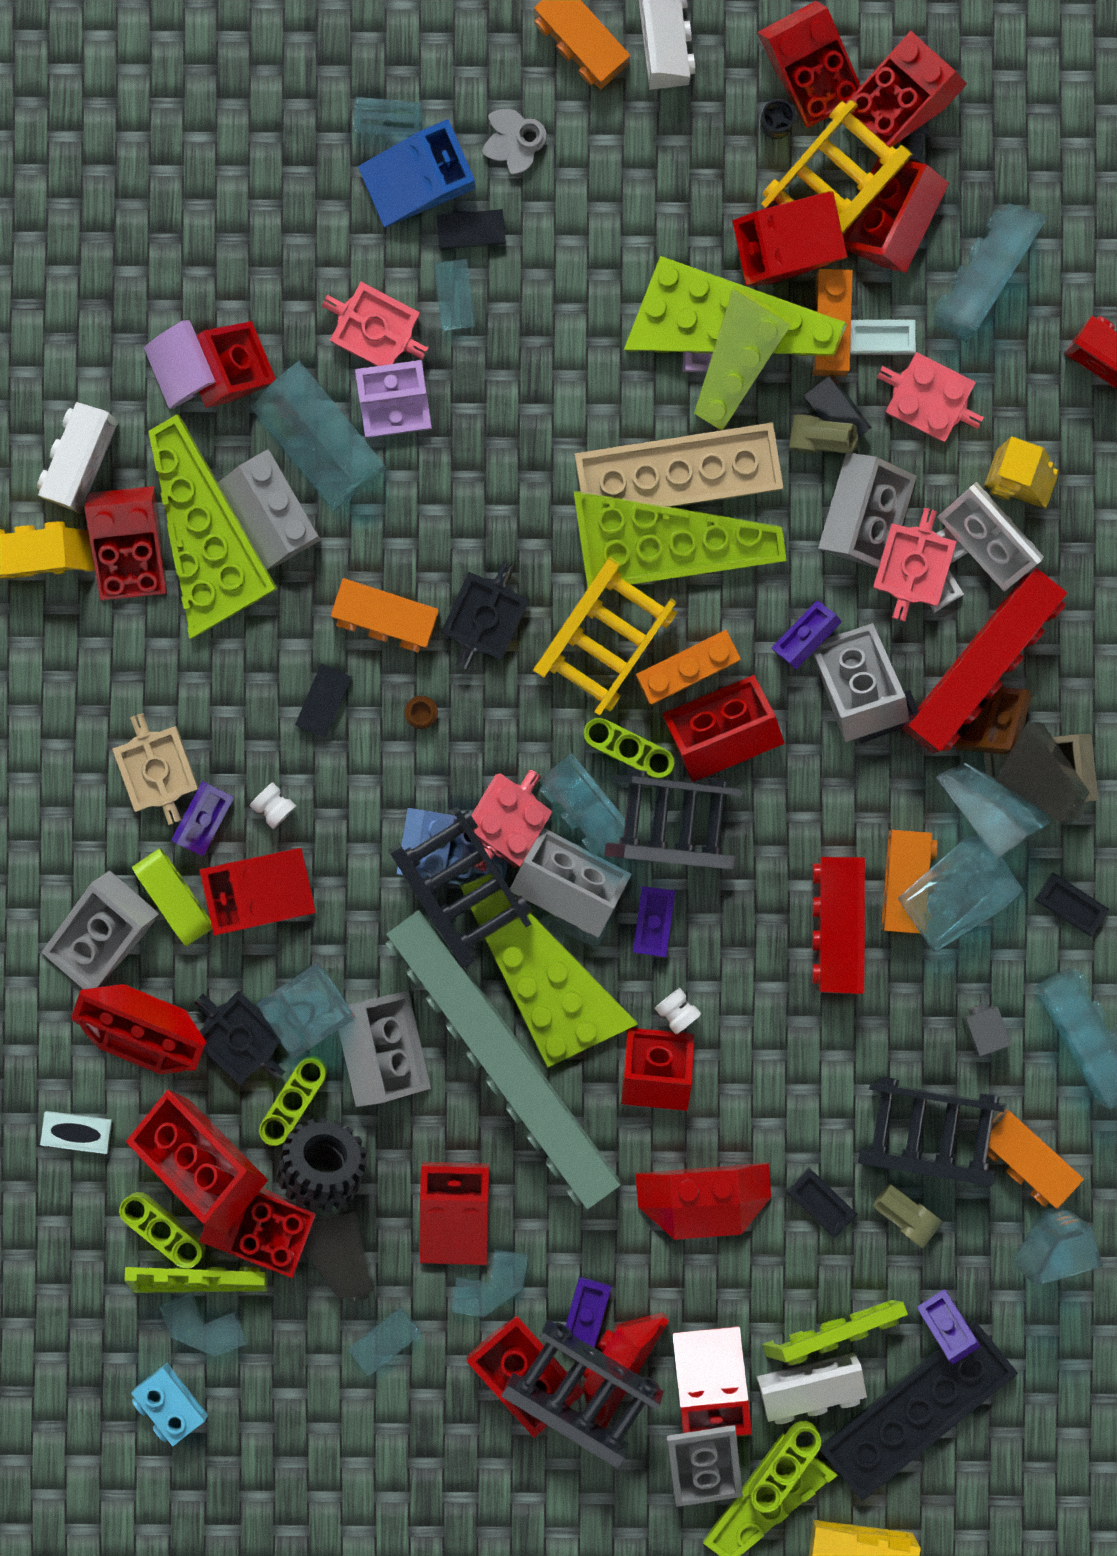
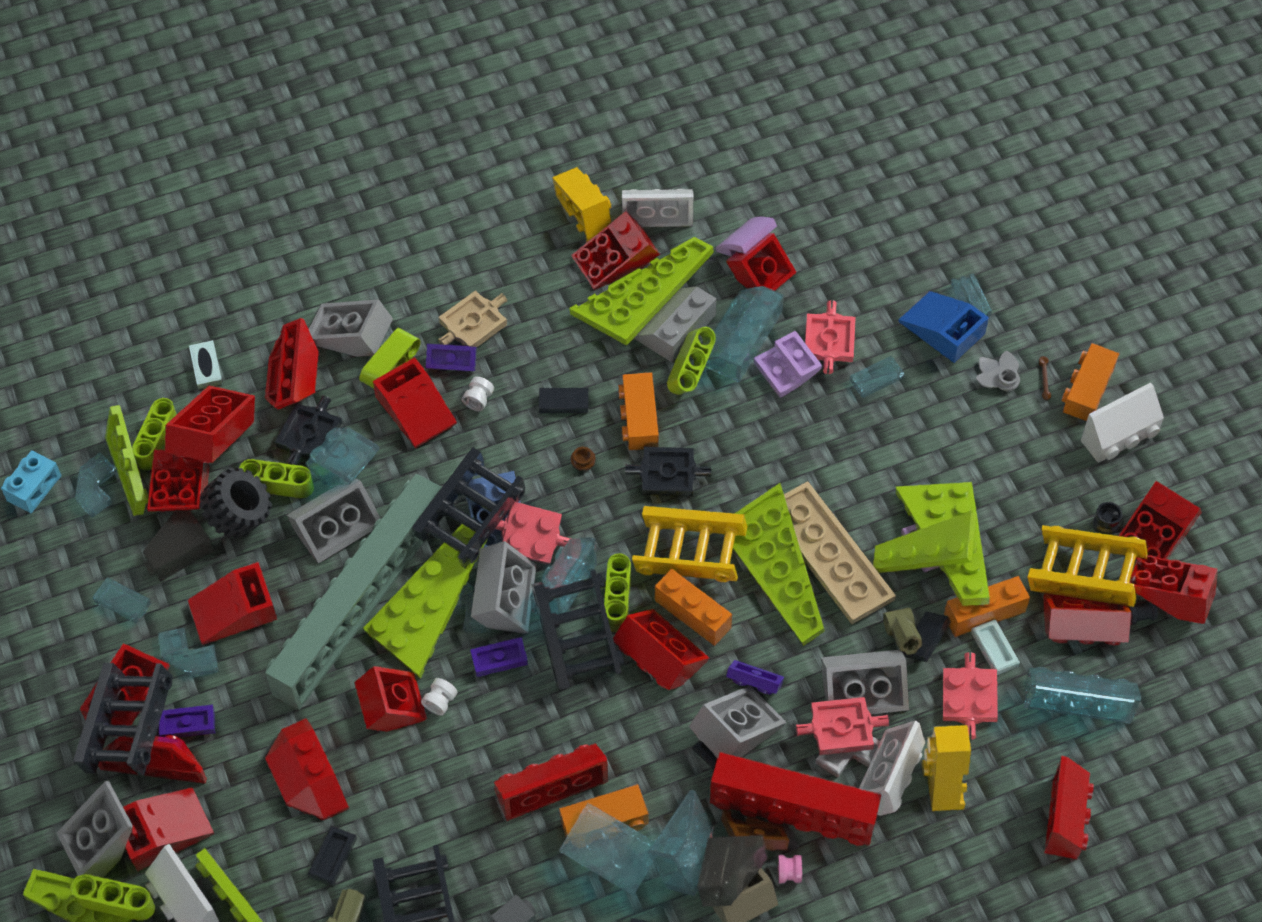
camera: 70 degrees right, 30 degrees down
(329, 514) = (700, 355): none -> lime beam
(471, 229) = (925, 370): black tile -> none
(520, 76) = (1043, 361): none -> reddish brown hinge
(789, 239) = (1026, 547): red slope -> none
(1054, 702) = (789, 869): none -> bright pink wheel

